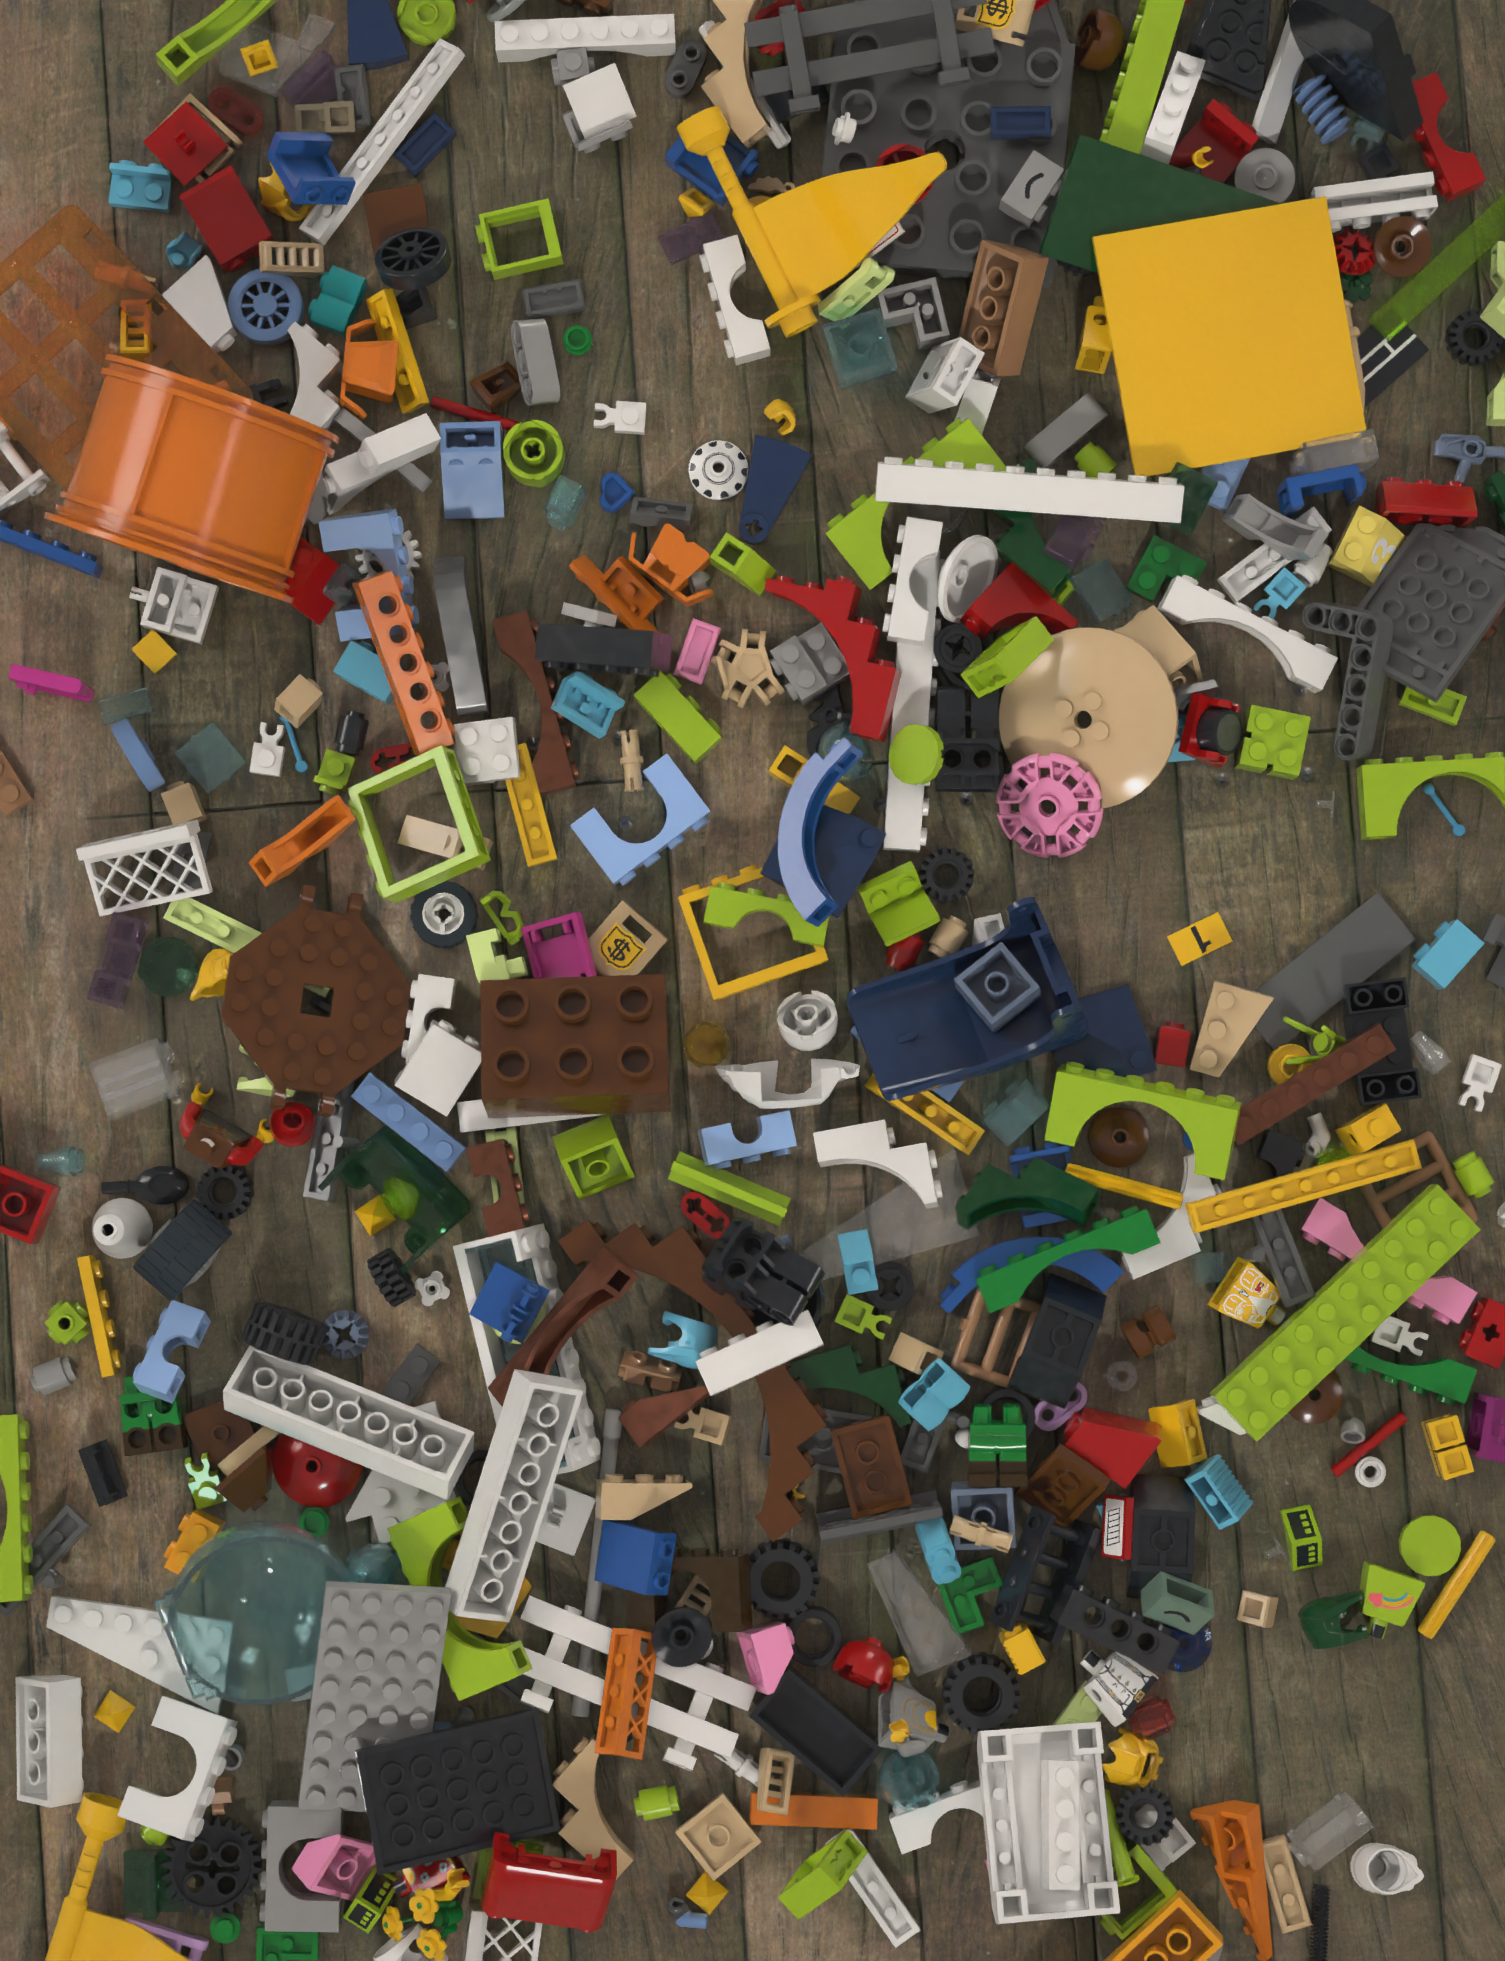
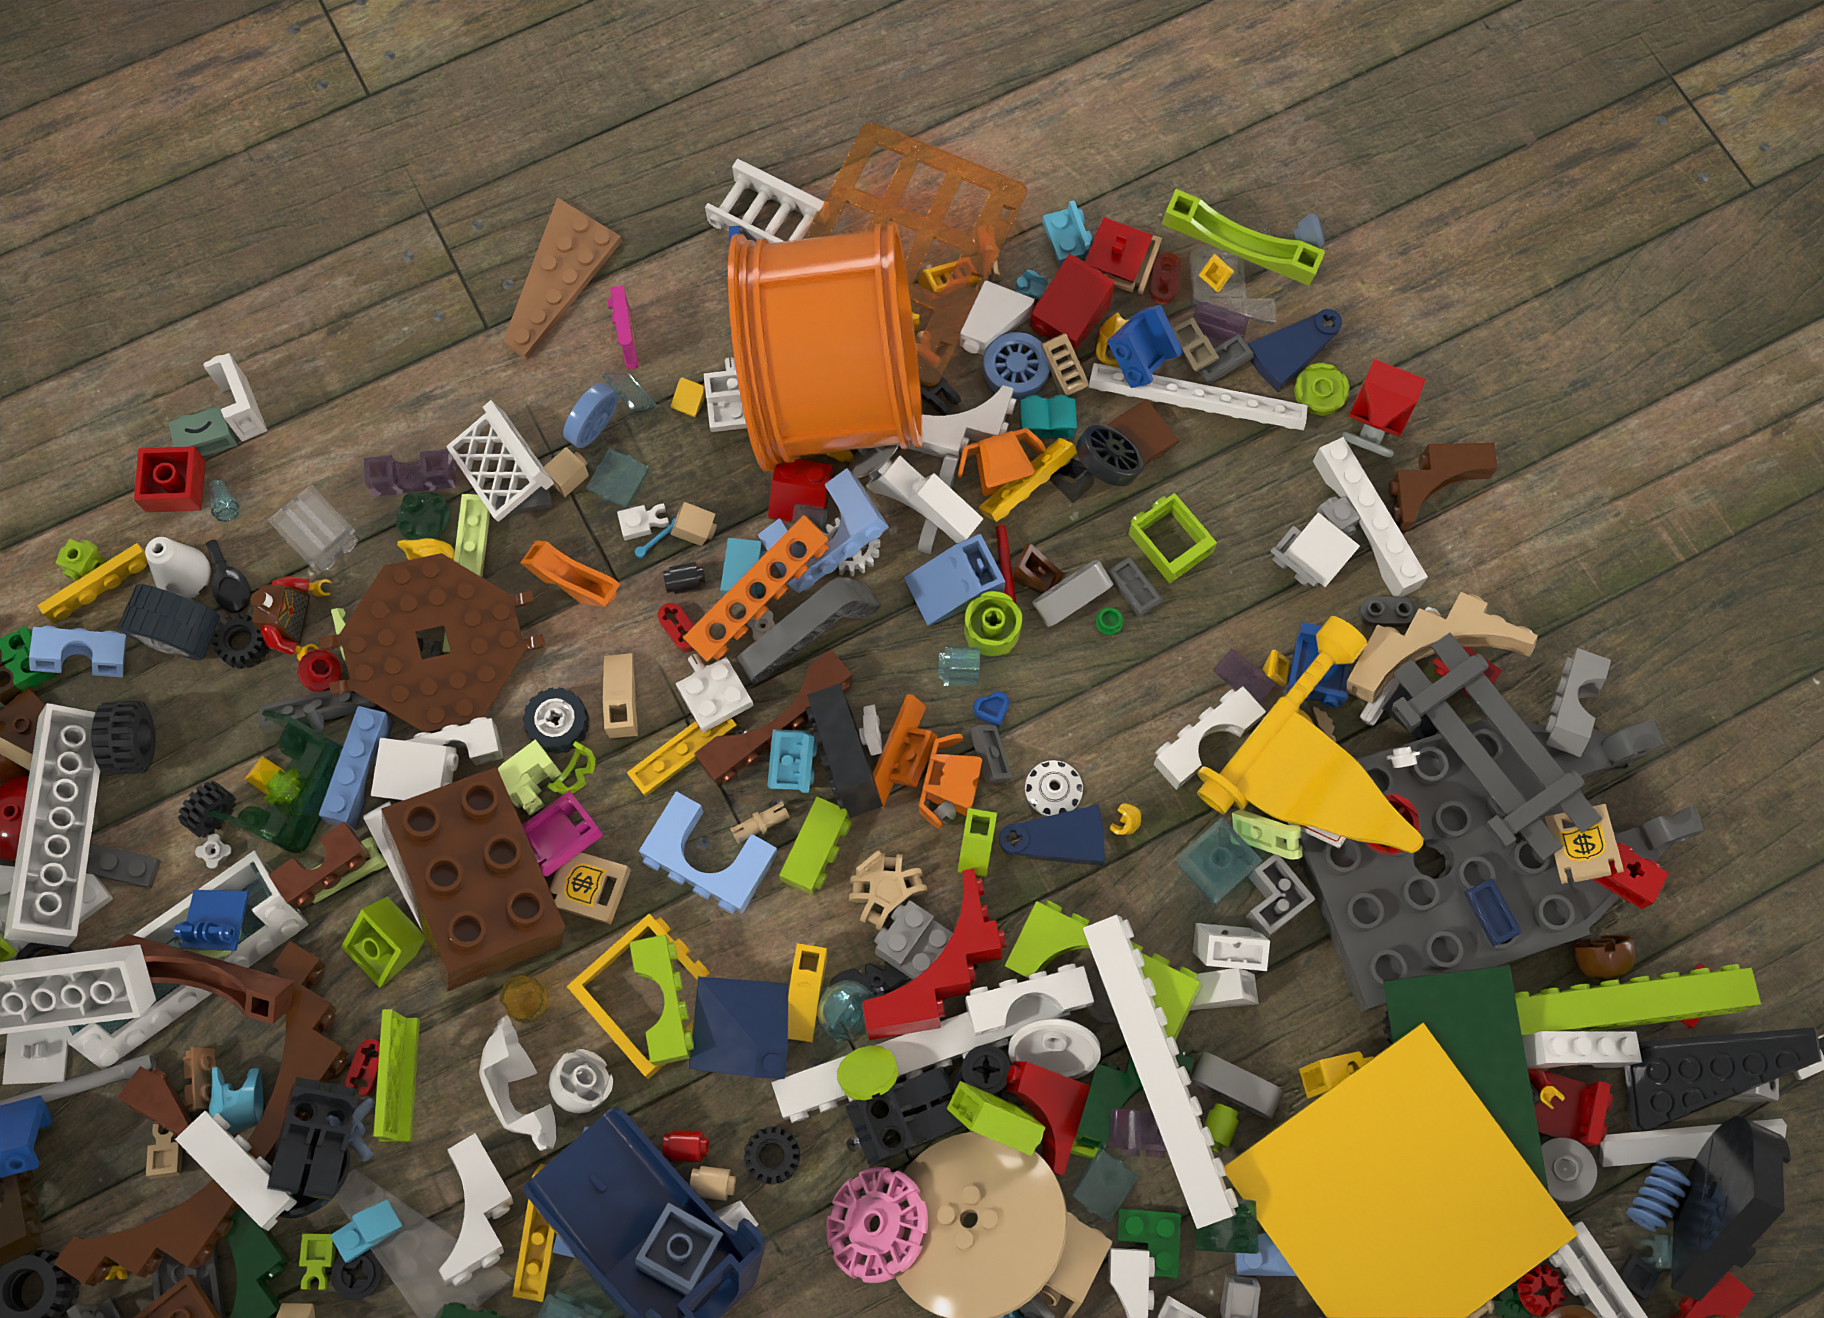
camera: 65 degrees right, 15 degrees down
(54, 1375) = (31, 569): light grey brick -> none
(335, 772) = (644, 580): lime bracket -> none
(359, 1332) = (152, 804): sand blue gear -> none
(425, 144) = (1213, 432): dark blue tile -> none
(462, 809) = (645, 690): lime window -> none
(627, 417) = (1061, 690): white plate -> none
(630, 1498) = (68, 1112): tan slope -> none
(697, 651) = (887, 838): bright pink tile -> none
(773, 1136) = (430, 1055): light blue arch -> none
(798, 830) = (746, 993): arch -> none
(898, 904) = (724, 1120): lime bracket -> none
(1003, 305) = (1319, 971): medium nougat slope -> none
(1031, 189) = (1437, 948): light grey brick -> none

